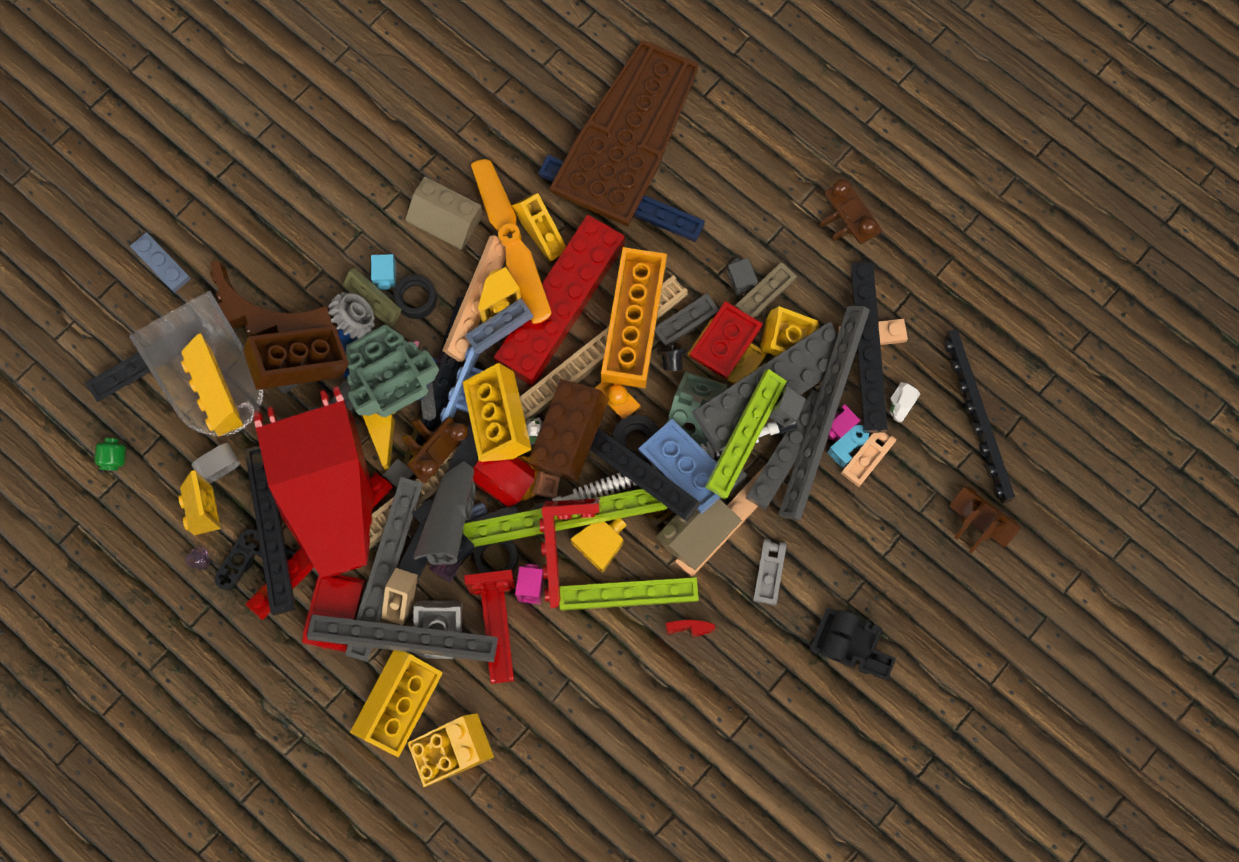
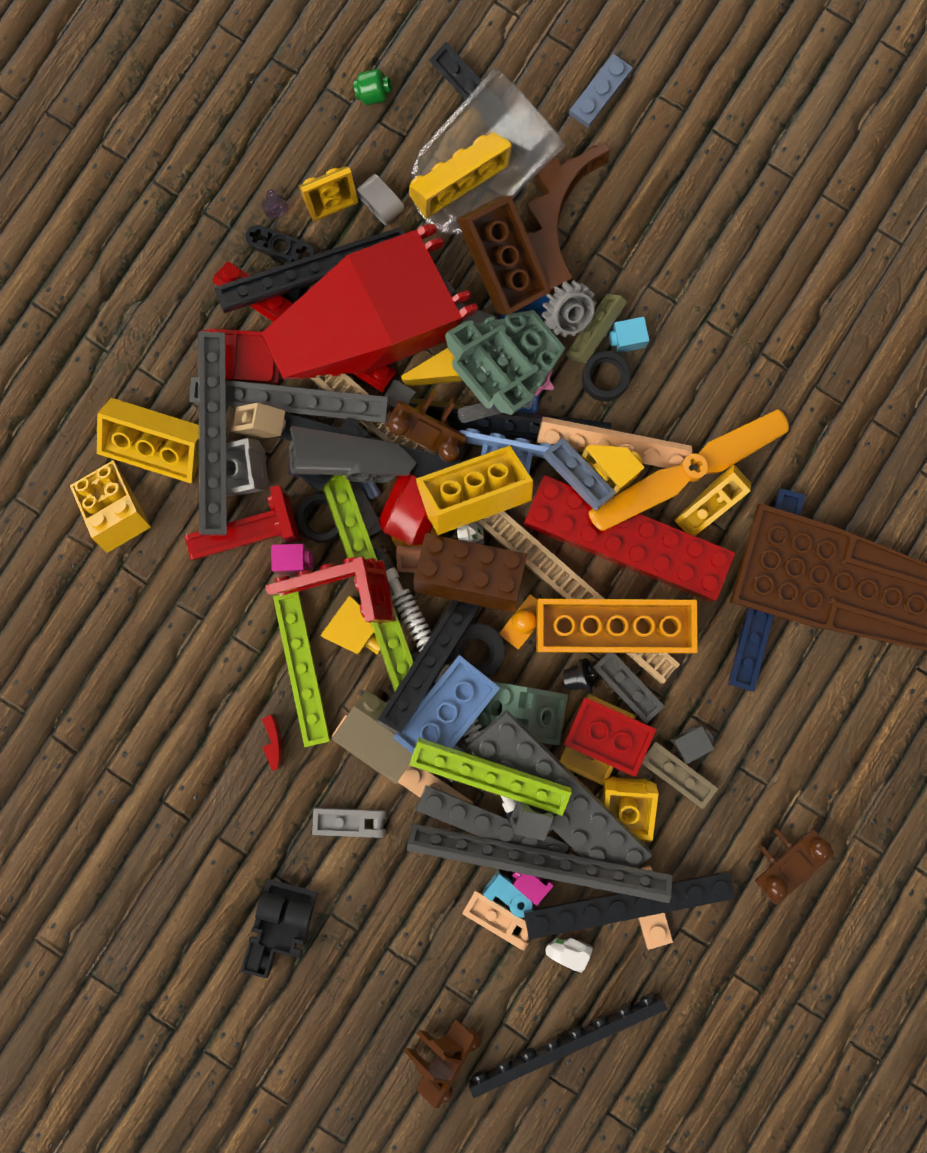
camera: 85 degrees right, 10 degrees up
(443, 213) = (711, 389): dark tan slope -> none

